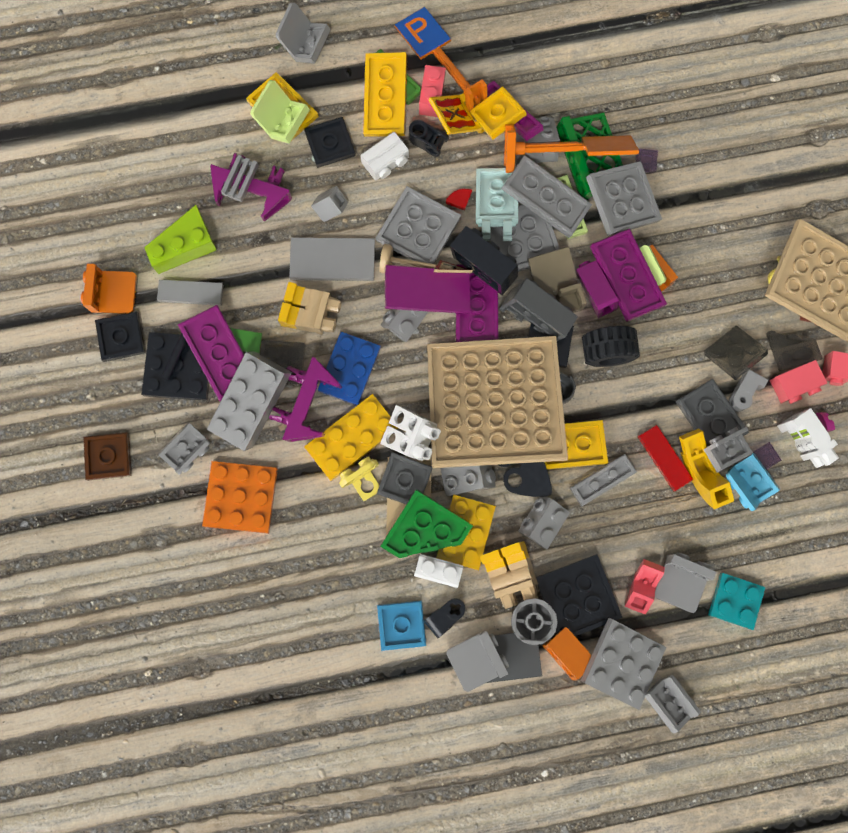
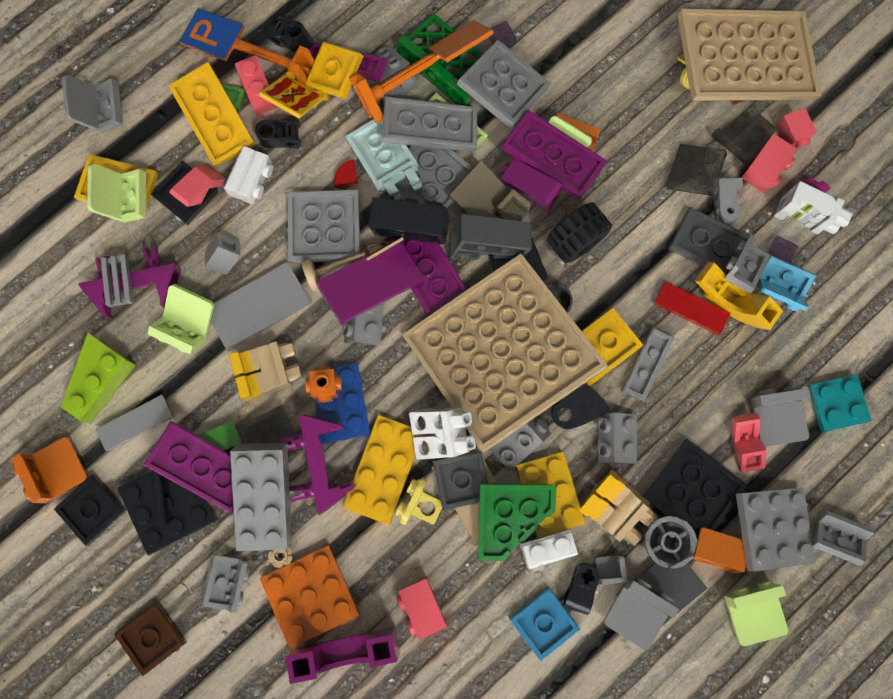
camera: 30 degrees left, 0 degrees up
(232, 458) = (280, 562): none -> tan plate
(238, 551) = (311, 660): none -> magenta arch
(271, 237) = (183, 320): none -> yellowish green bracket
(316, 556) = (421, 608): none -> coral brick
(340, 140) = (195, 184): none -> coral slope
(346, 352) = (327, 392): none -> orange brick
(476, 615) = (611, 569): none -> light grey panel
(482, 67) = (290, 34): none -> black piece
(569, 718) = (757, 613): none -> yellowish green bracket

